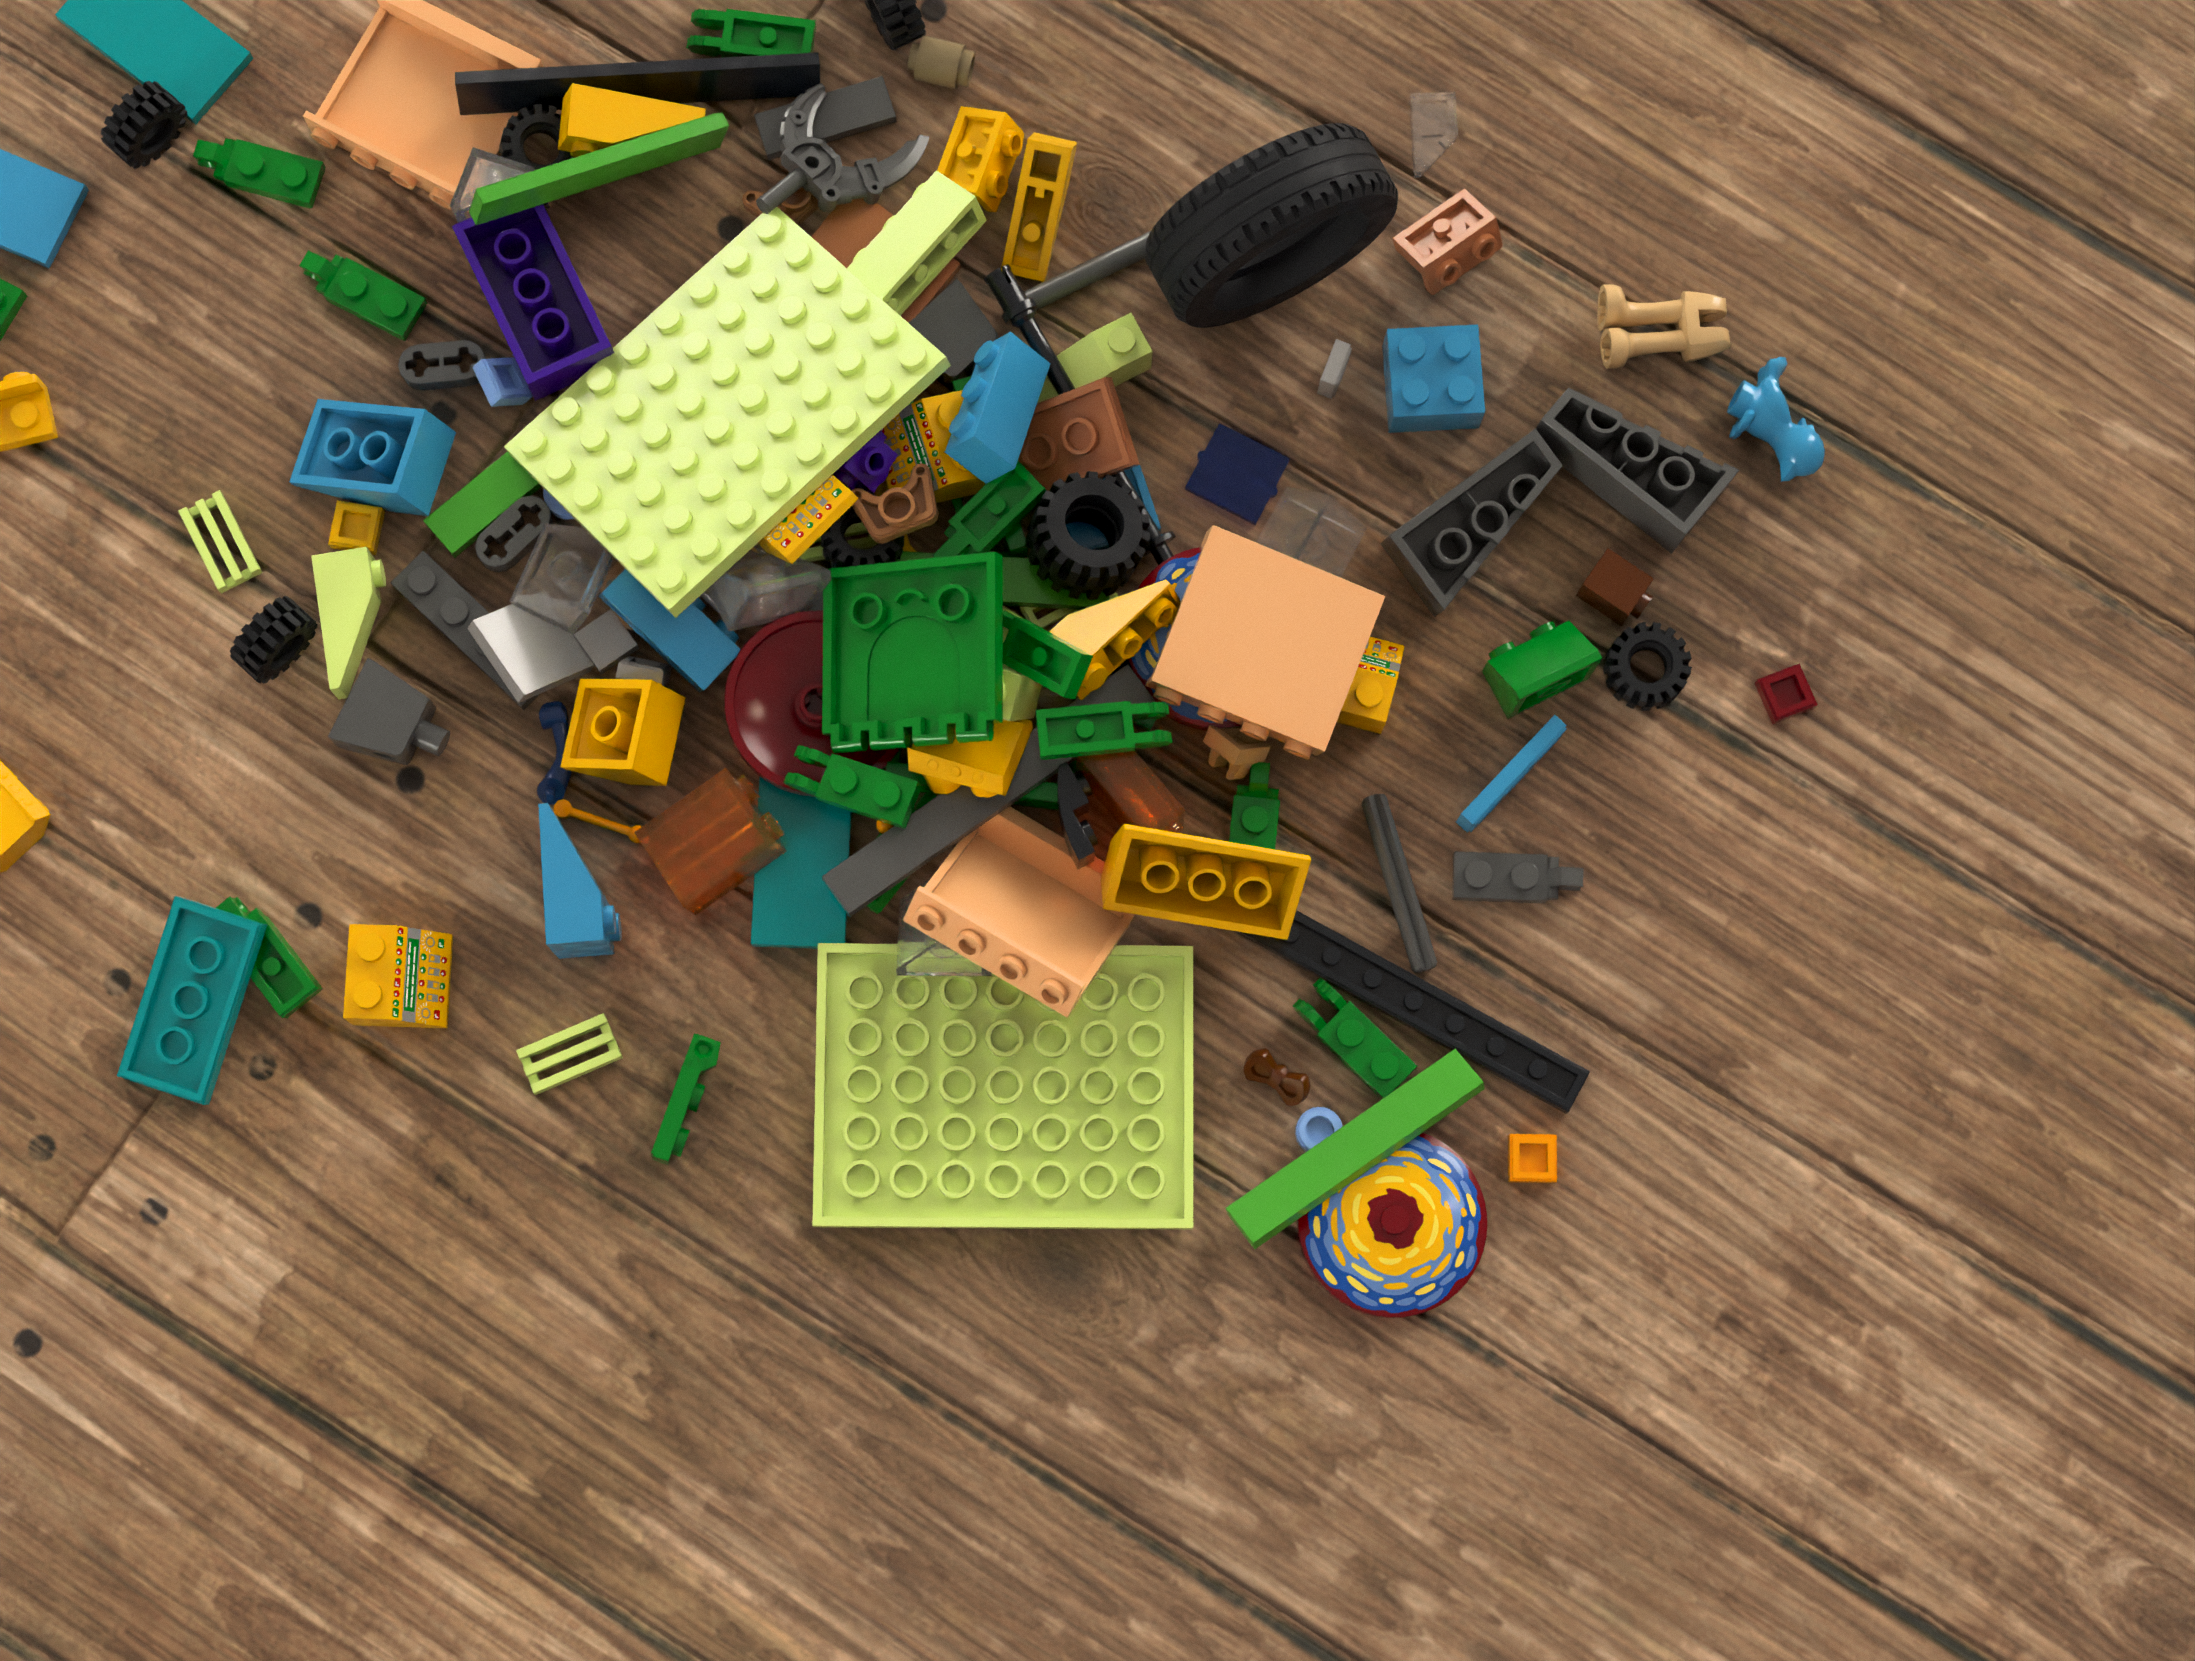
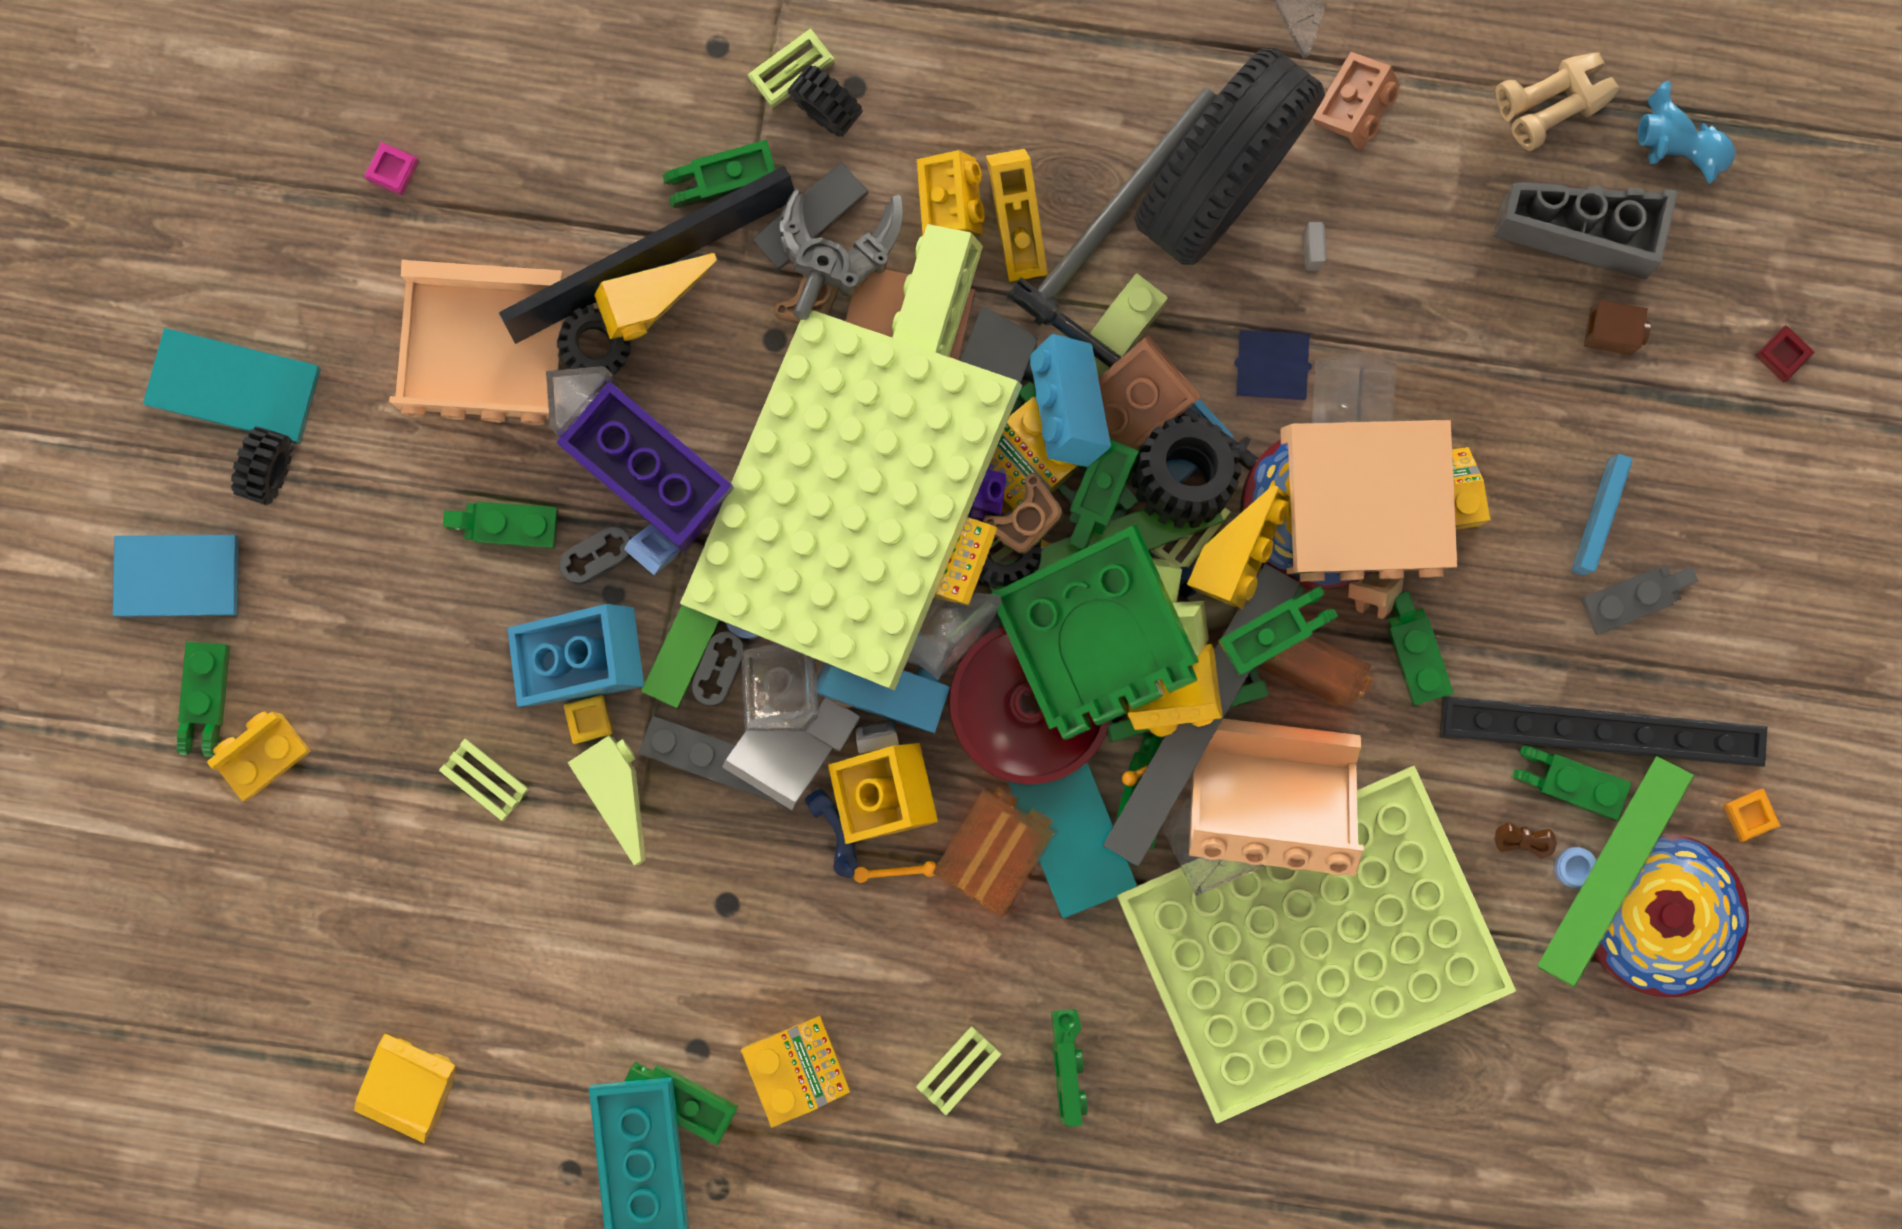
camera: 20 degrees left, 5 degrees up
(262, 170) = (374, 458): green hinge -> none
(273, 639) = (568, 844): black tyre -> none
(387, 718) = (689, 865): dark grey torso -> none
(575, 909) = (911, 948): dark azure slope -> none
(598, 168) = (652, 342): bright green tile -> none
(857, 787) = (1098, 760): green hinge -> none
(941, 62) = (885, 130): dark tan brick -> none
(1044, 656) = (1206, 591): green hinge -> none
(1071, 804) = (1271, 695): black slope -> none
(1203, 881) = (1409, 718): yellow slope -> none
(1399, 883) = (1550, 641): dark grey axle -> none
(1433, 378) = (1397, 219): dark azure brick -> none
(1459, 530) = (1477, 330): dark grey wedge -> none
(1540, 667) = (1588, 418): green slope -> none
(1652, 639) = (1685, 363): black tyre -> none

